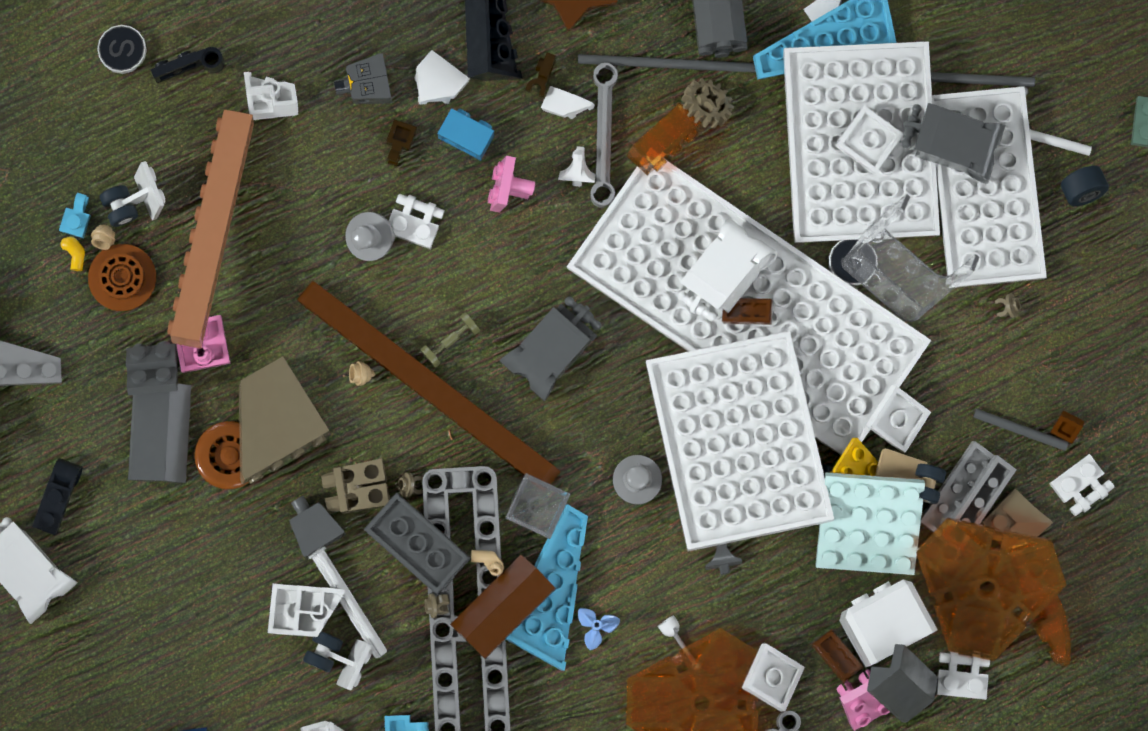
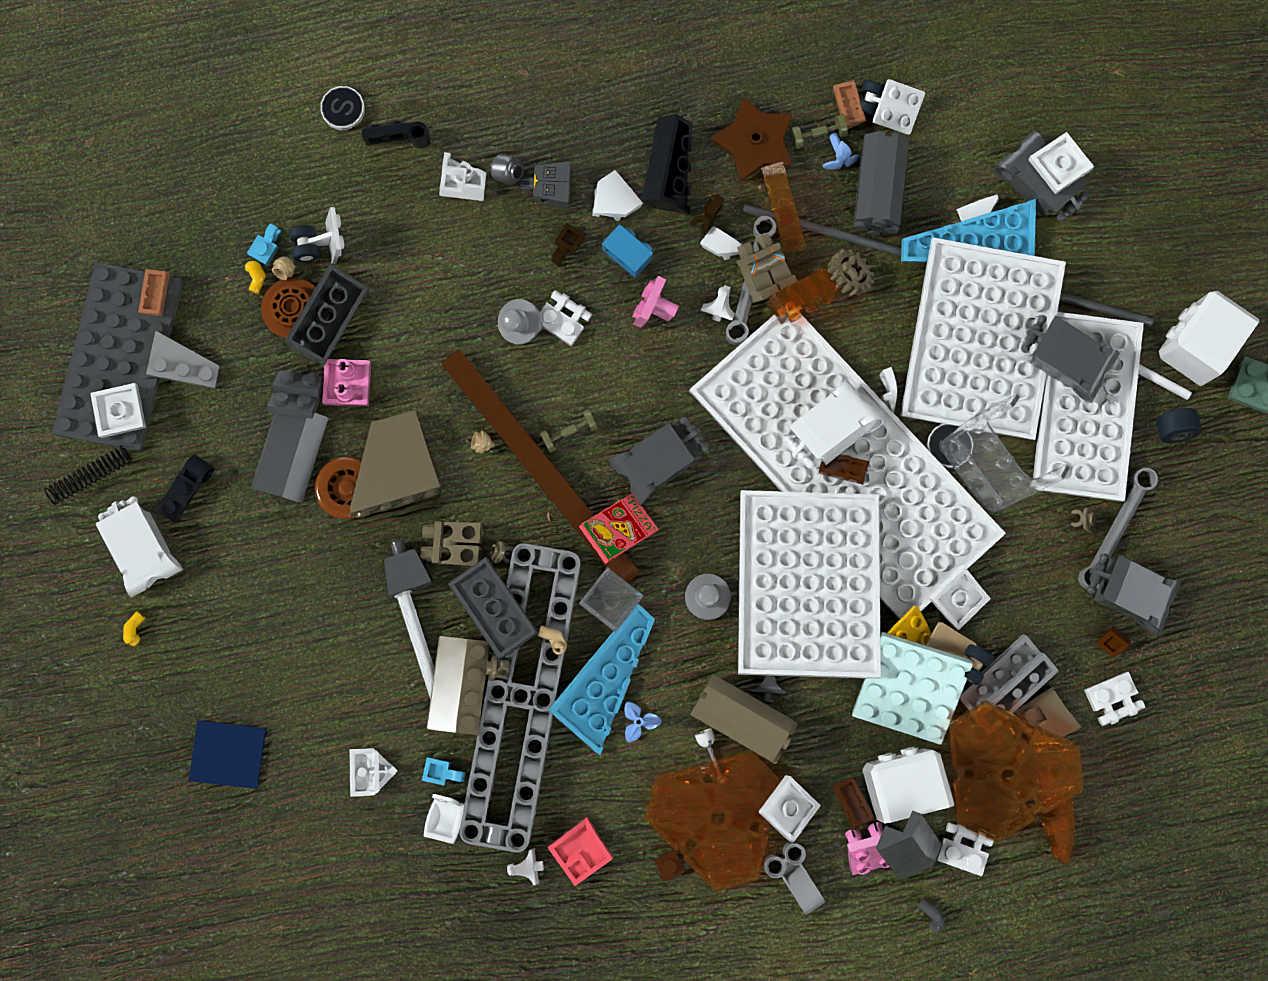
camera: 20 degrees right, 0 degrees up
(37, 659) = (129, 629): none -> yellow arm
(159, 277) = (326, 315): none -> dark grey brick
(211, 230) = (378, 282): nougat brick -> none
(301, 609) = (376, 642): white slope -> none
(316, 75) = (507, 169): none -> flat silver head
(358, 656) = (381, 690): white plate -> none
(399, 633) = (458, 685): none -> slope
(503, 606) = (557, 684): reddish brown slope -> none
(527, 430) = (618, 528): none -> tile
(616, 120) = (765, 269): none -> dark tan hips
(620, 50) = (783, 207): none -> clear orange slope
(704, 596) = (744, 718): none -> dark tan brick
(775, 211) = (889, 382): none -> white slope
(869, 139) = (991, 337): white plate -> none
(1020, 429) = (1069, 634): dark grey bar -> none
(1046, 307) = (1122, 519): none -> light grey piece
(1075, 369) = (1133, 591): none -> dark grey piece
(1091, 87) = (1207, 337): none -> white plate

